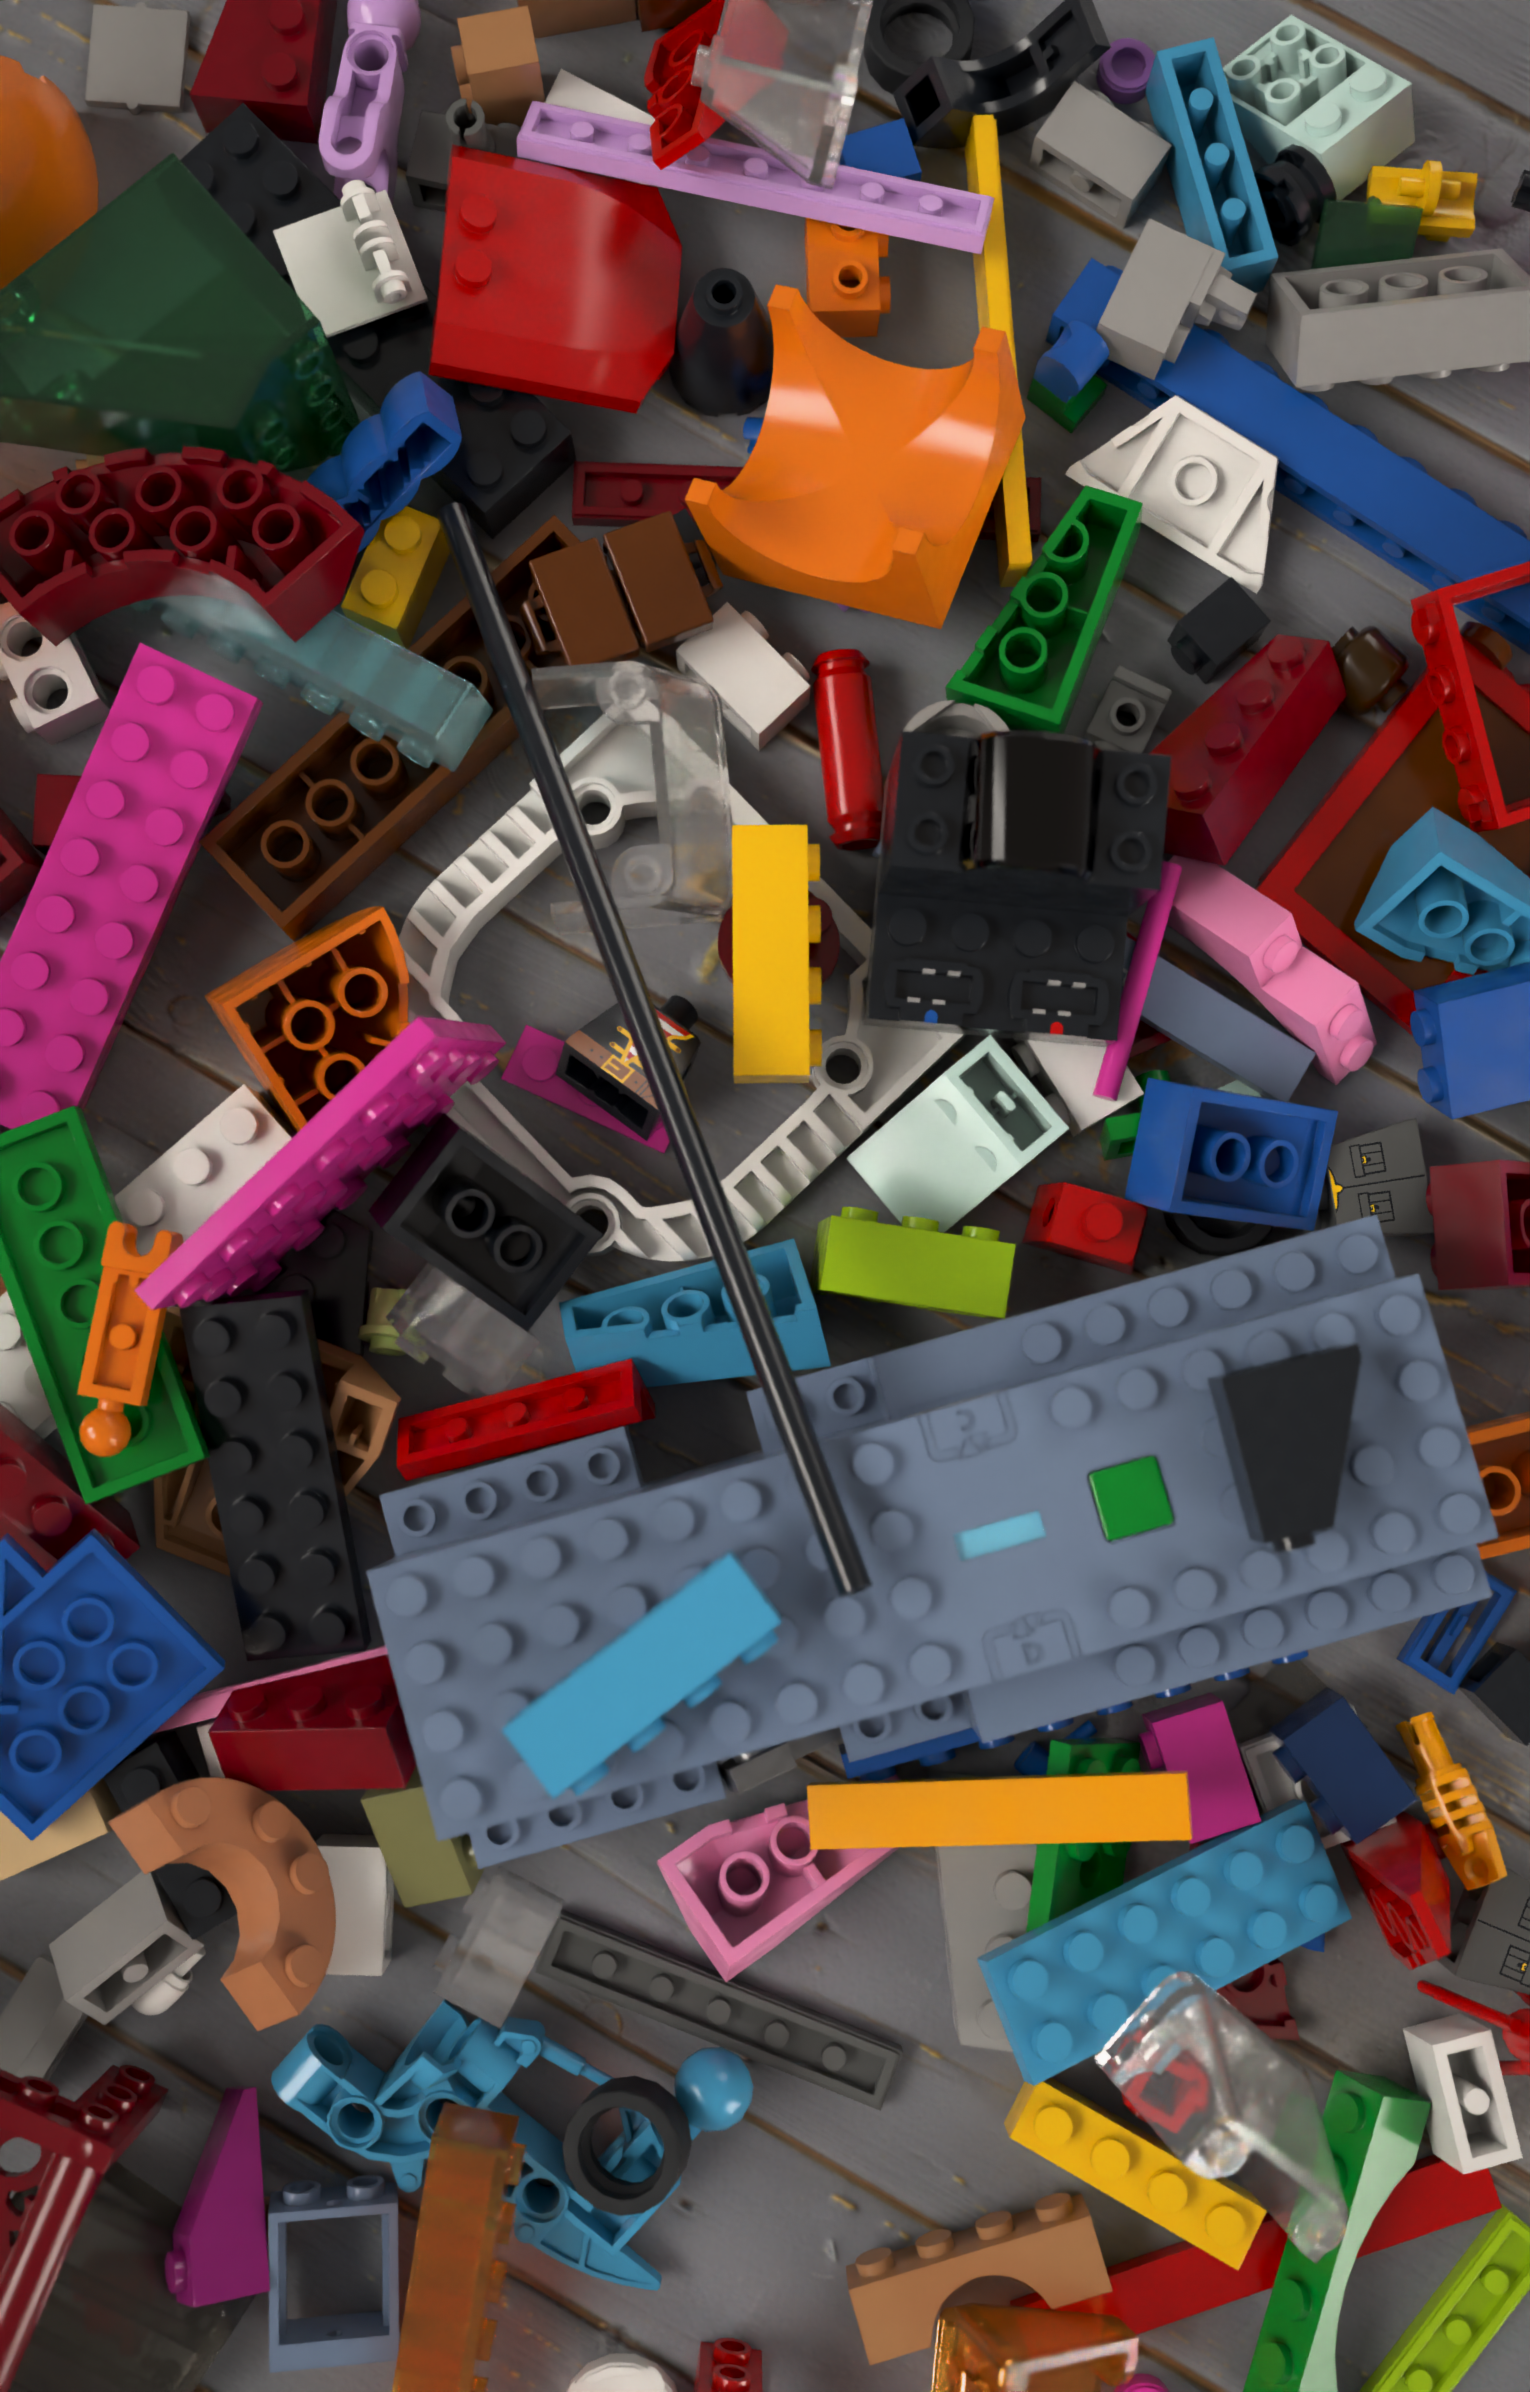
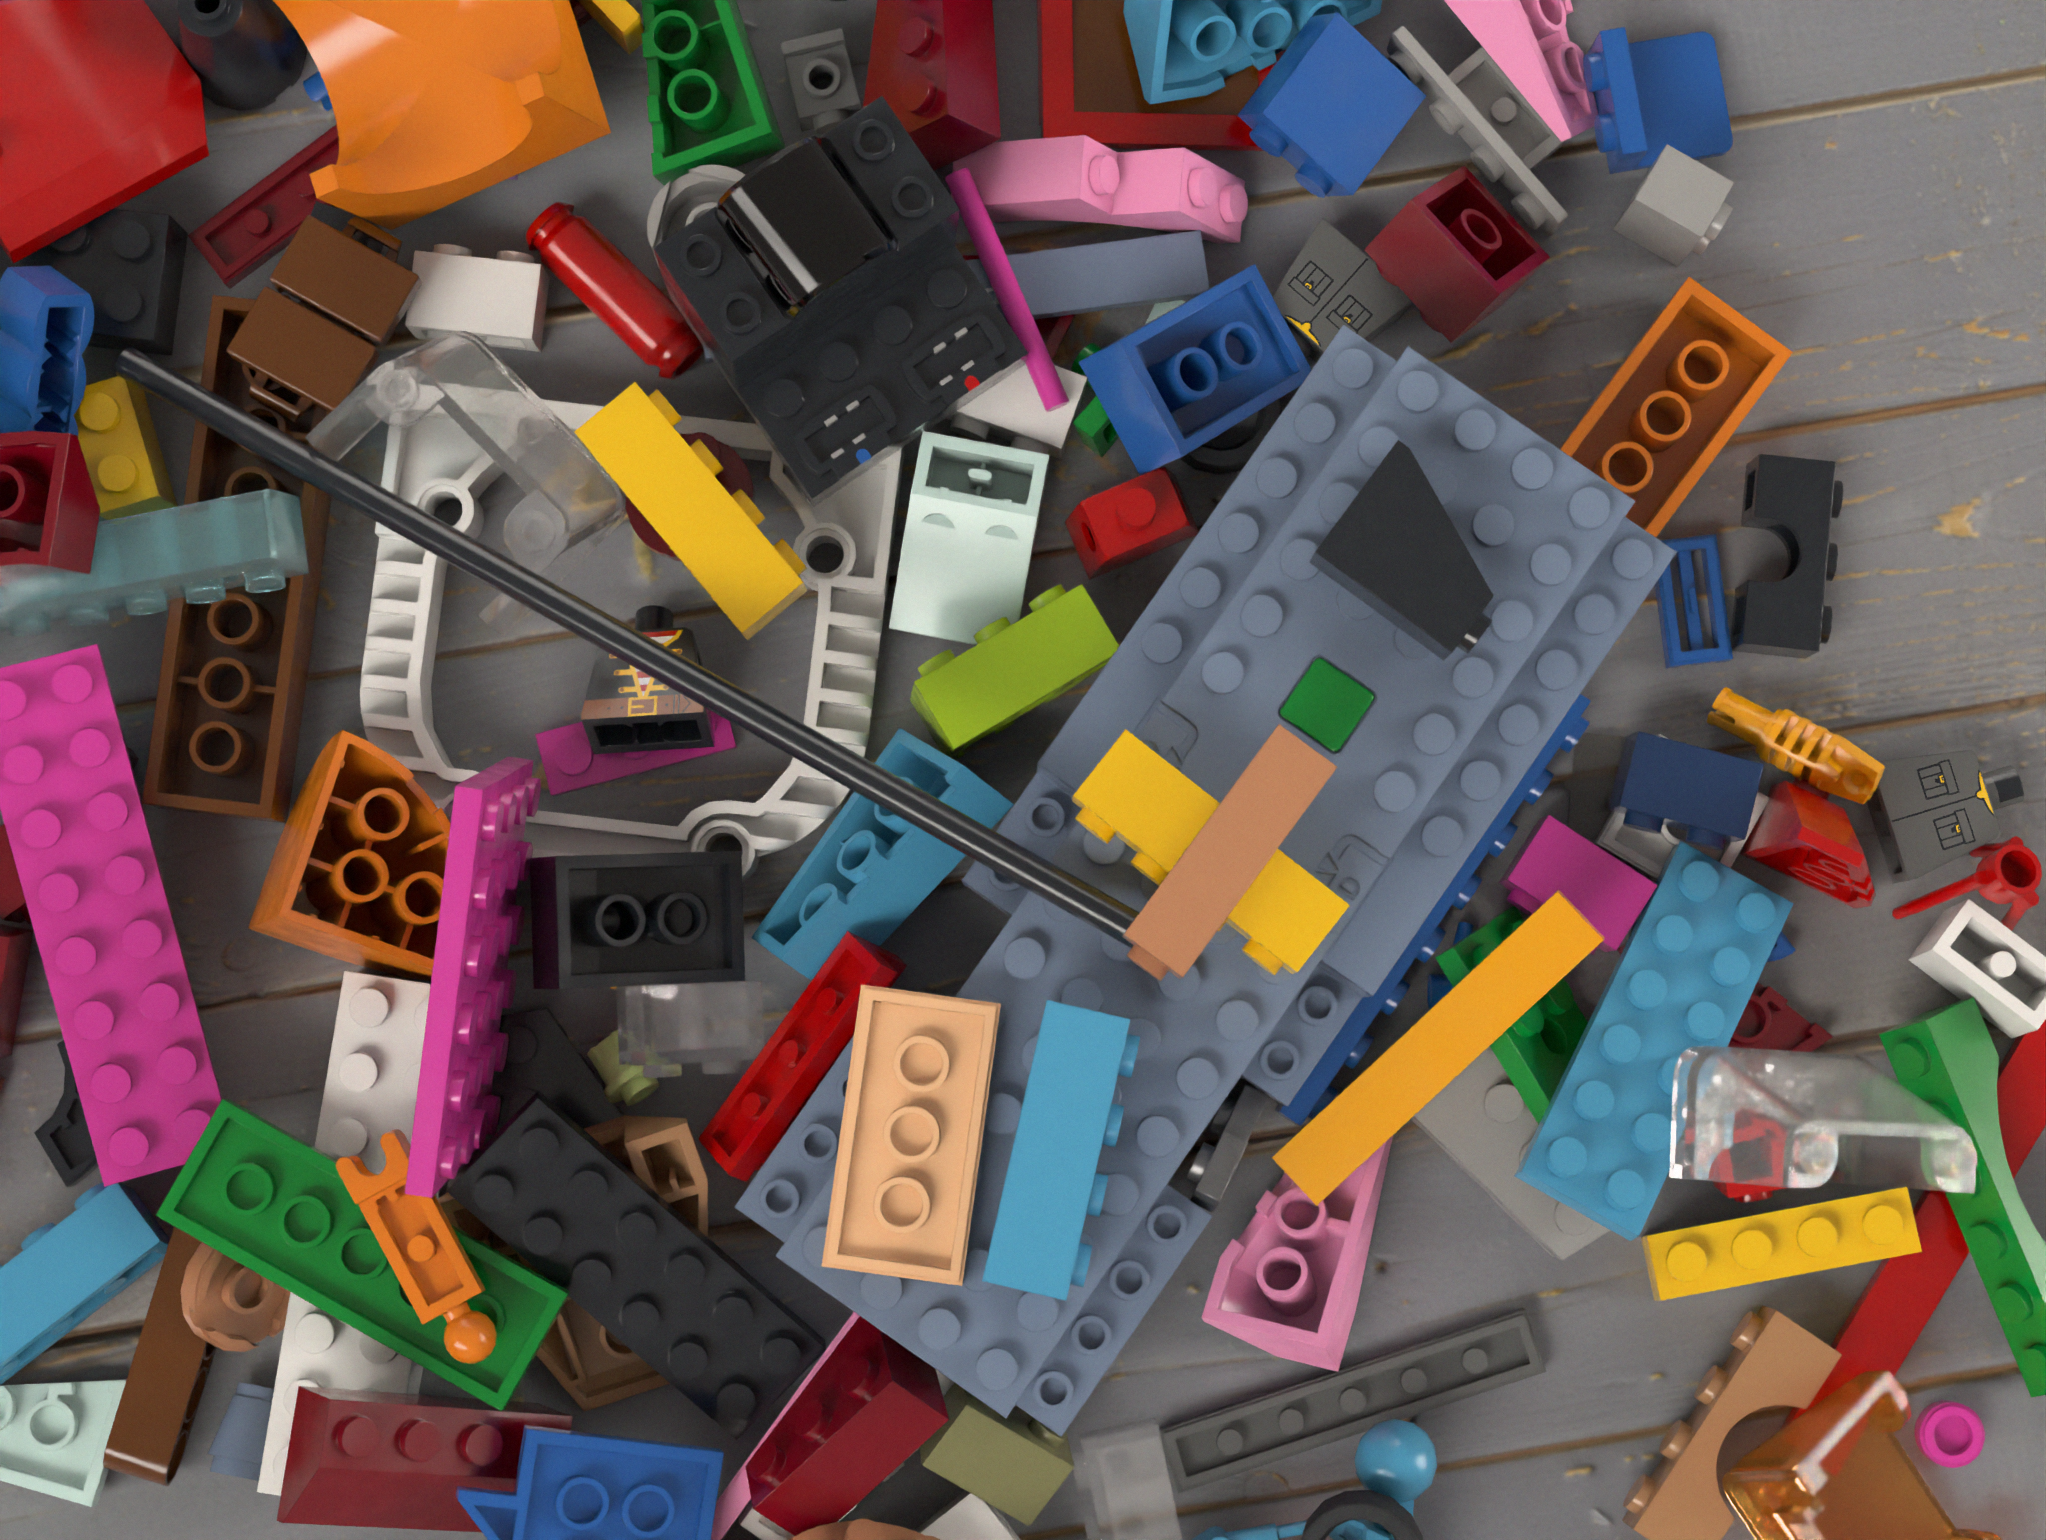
camera: 35 degrees left, 0 degrees up
(542, 1567) = (911, 1135): none -> light nougat tile
(947, 1542) = (1161, 813): none -> yellow brick
(962, 1560) = (1227, 855): none -> nougat brick

